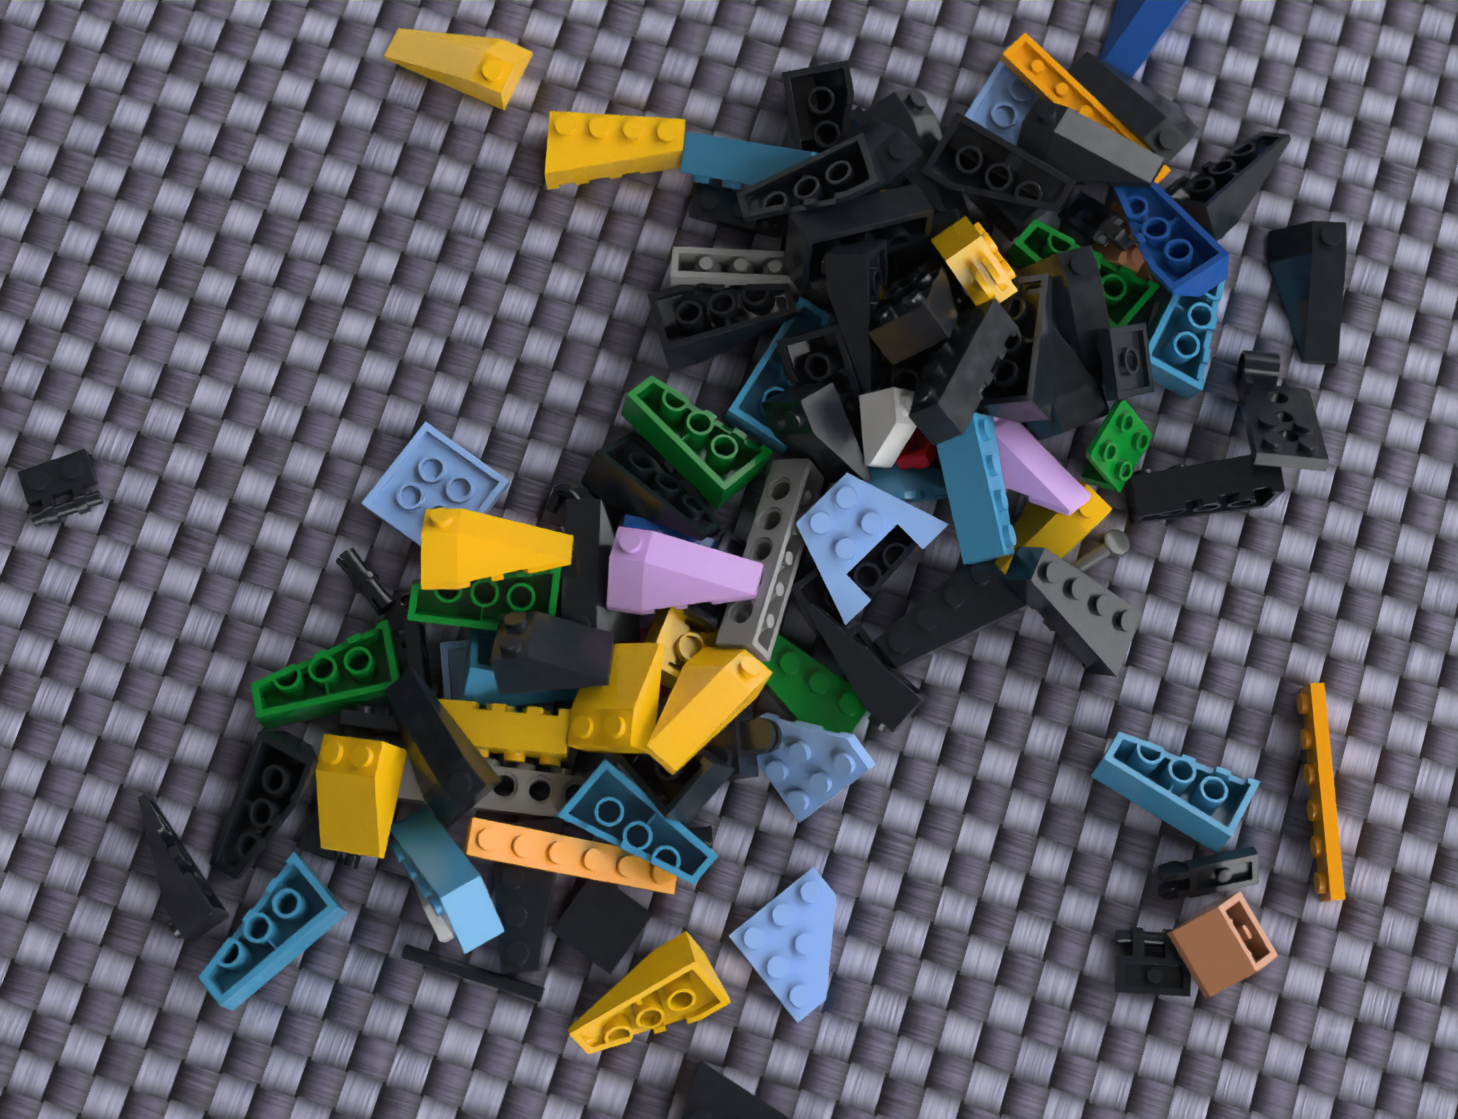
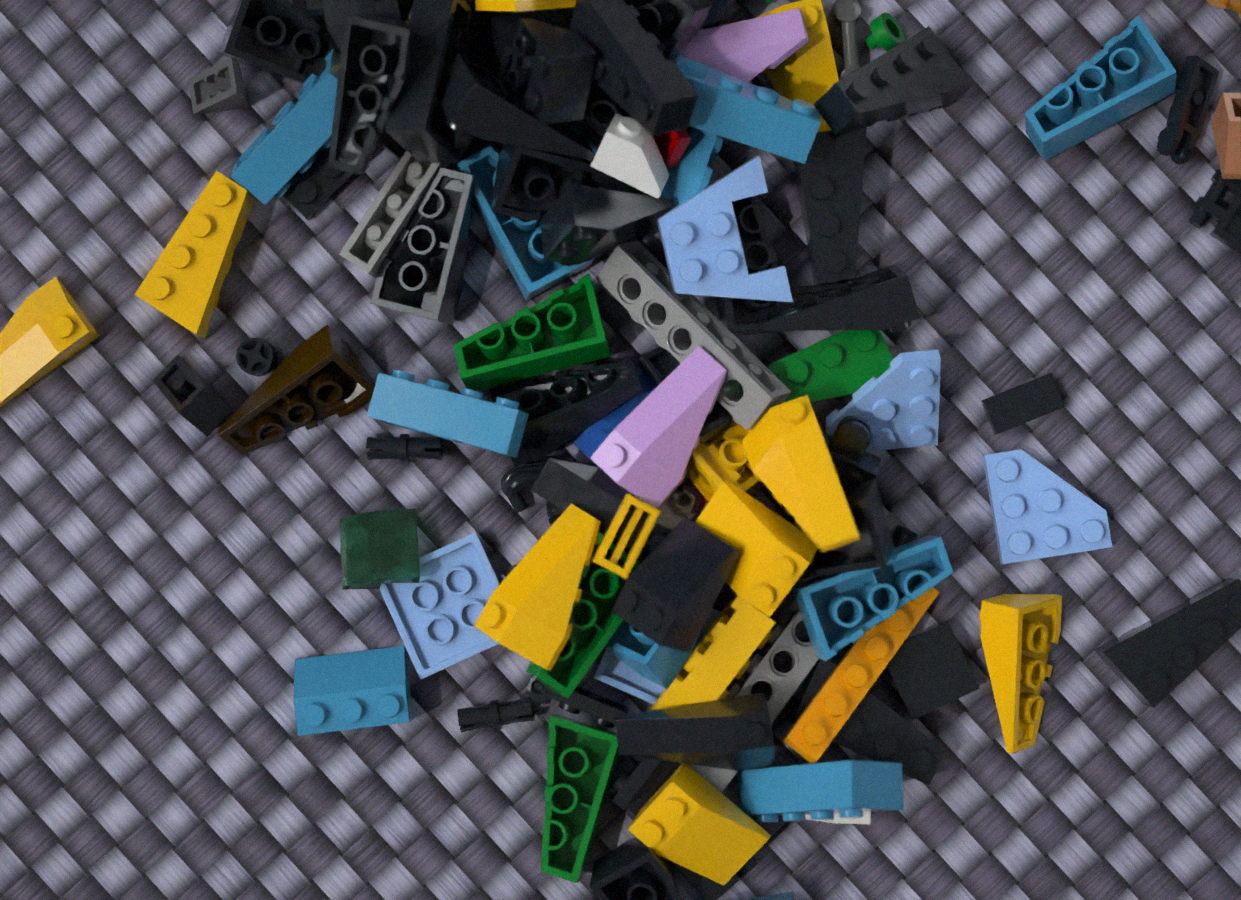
camera: 50 degrees left, 10 degrees up
(322, 455) = (352, 690): none -> dark azure slope
(451, 411) = (379, 548): none -> clear green slope
(473, 973) = (911, 804): black bar -> none
(494, 203) = (192, 396): none -> black slope
(546, 388) = (405, 448): none -> black pin
(553, 226) = (250, 354): none -> black wheel
(553, 286) = (309, 385): none -> dark brown wedge
(590, 397) = (448, 414): none -> dark azure wedge
(601, 591) = (610, 565): none -> yellow tile
(752, 91) = (218, 88): none -> dark grey slope
(876, 876) = (1022, 404): none -> black tile
(1118, 581) = (885, 33): none -> green tile

